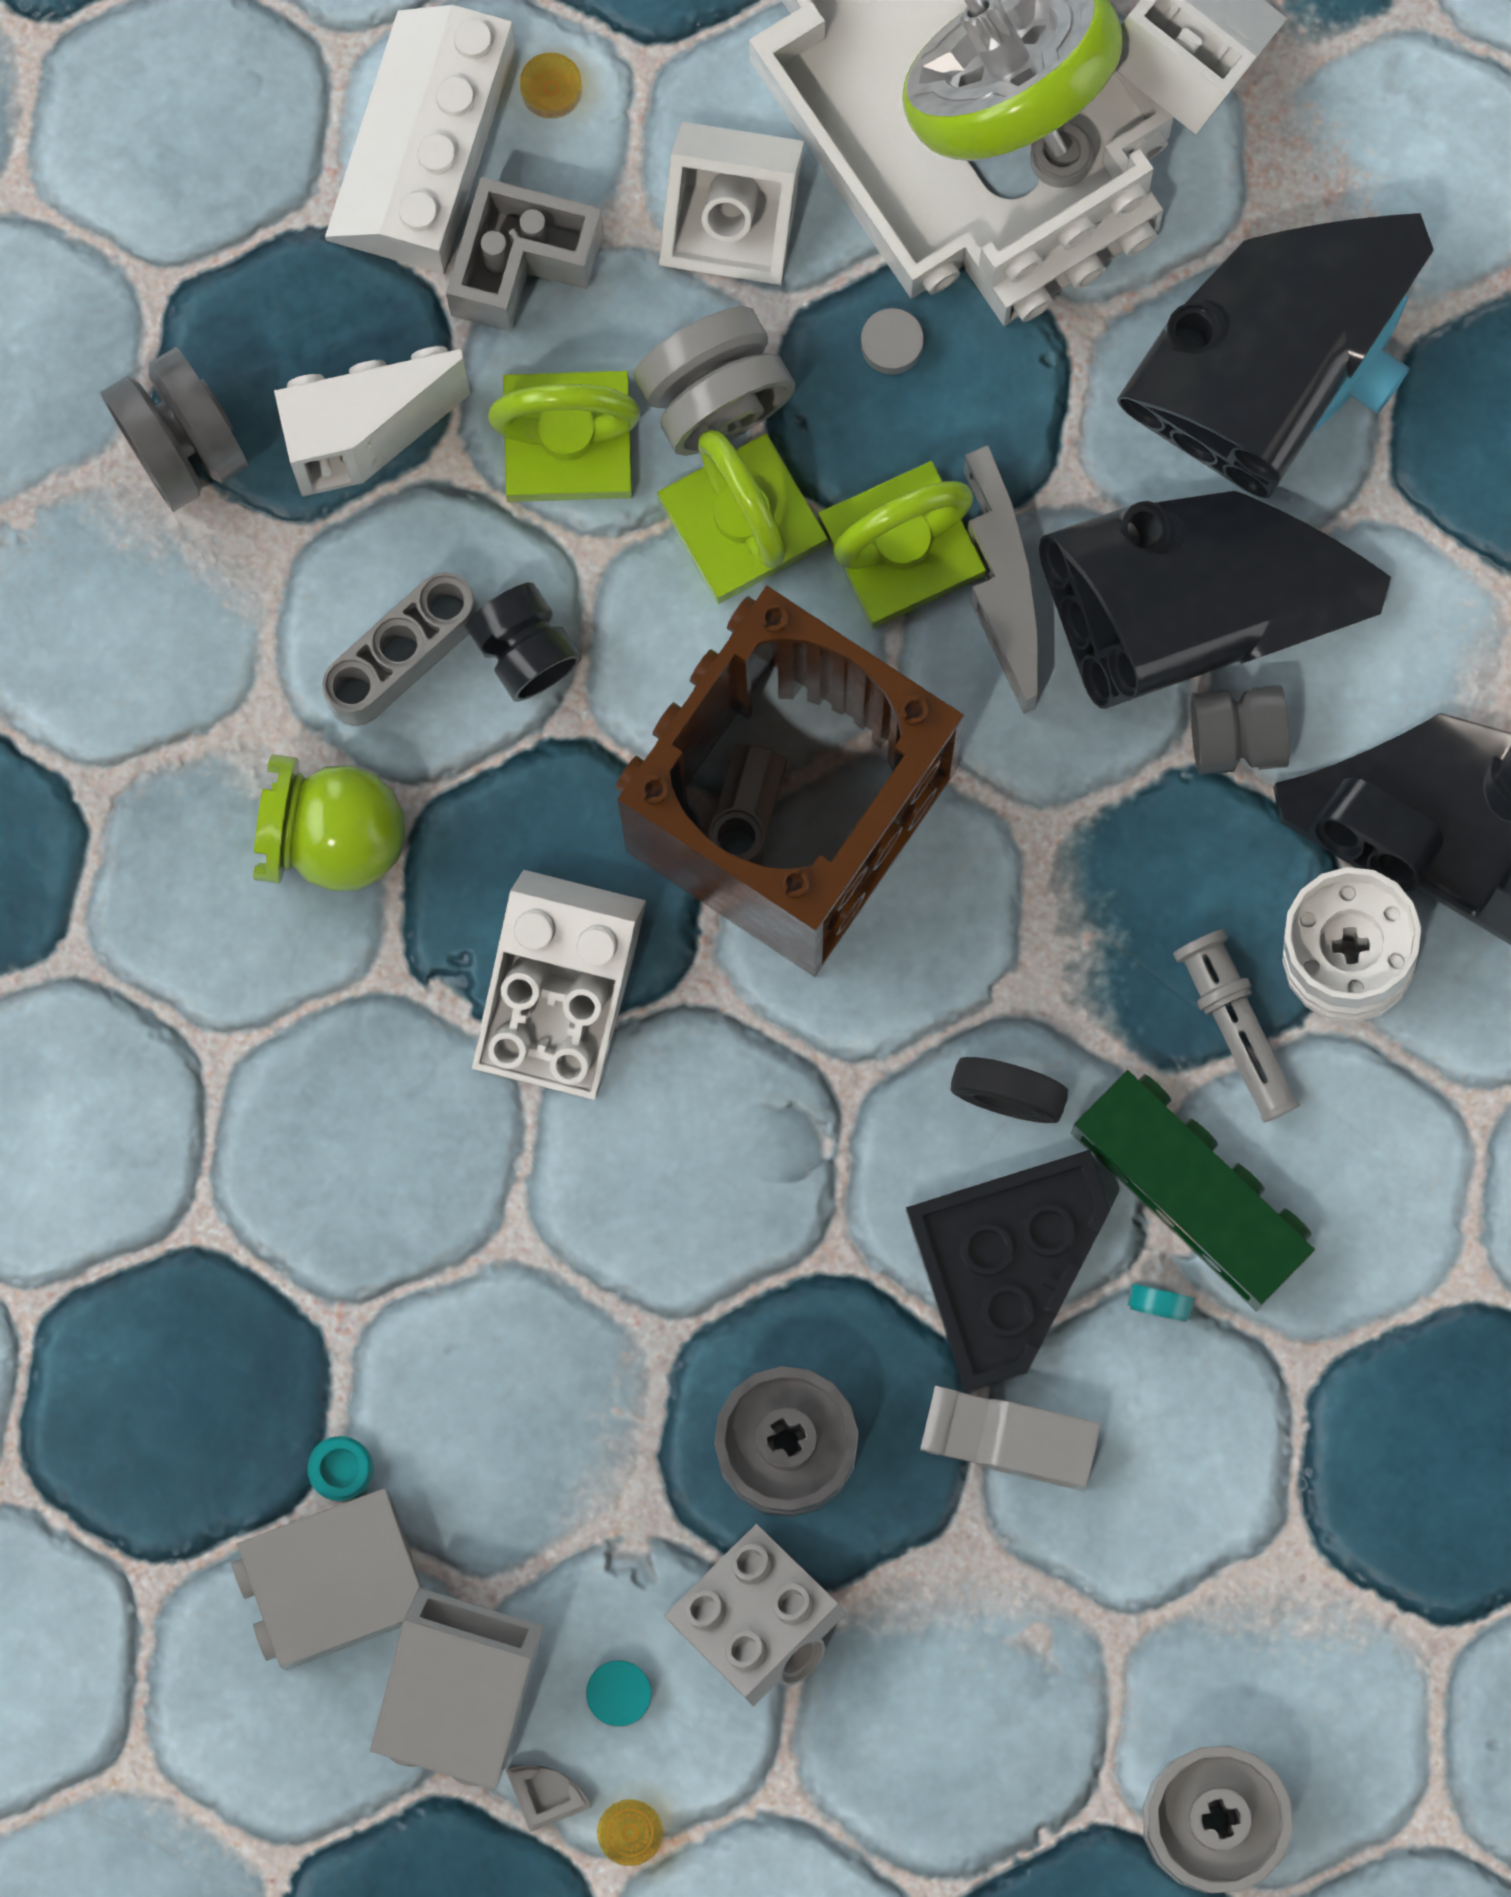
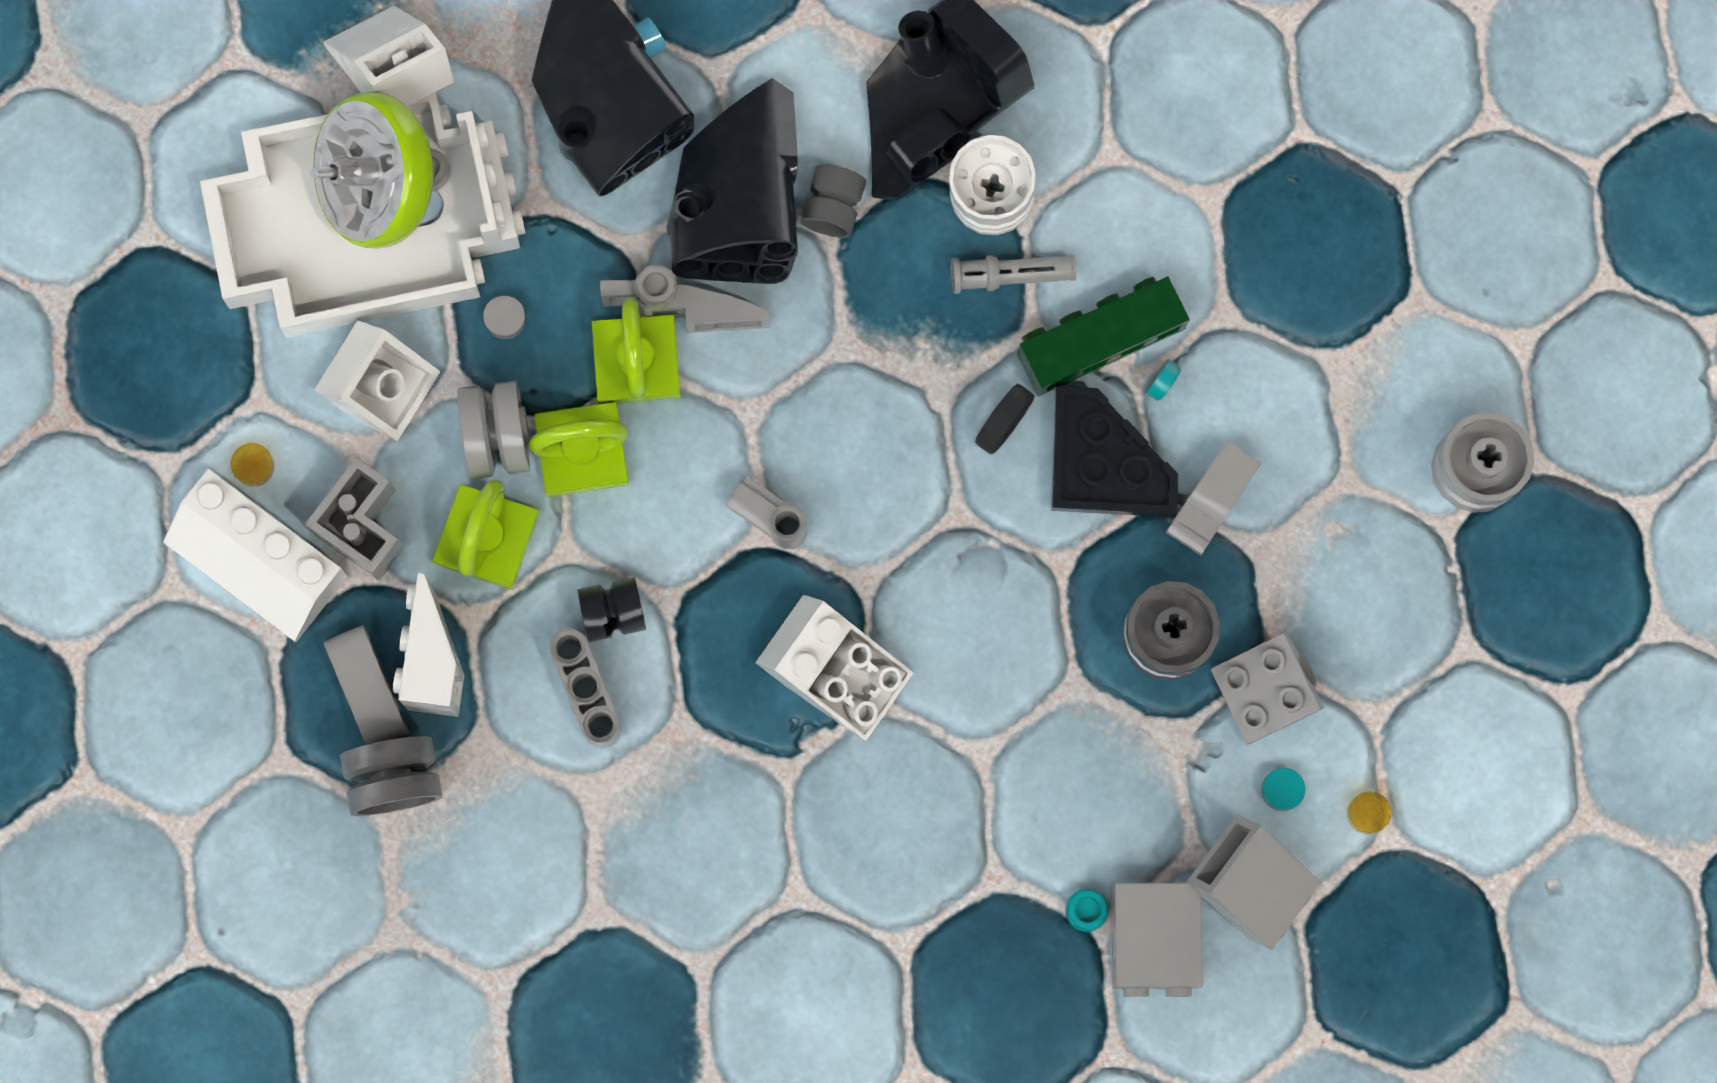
camera: 80 degrees left, 0 degrees up
(301, 341) = (366, 686): none -> light grey beam
(332, 827) = (686, 769): lime tile -> none
(545, 1795) = (1329, 855): light grey tile -> none
(809, 907) = (765, 558): reddish brown piece -> none
(1007, 523) = (656, 286): none -> light grey tile

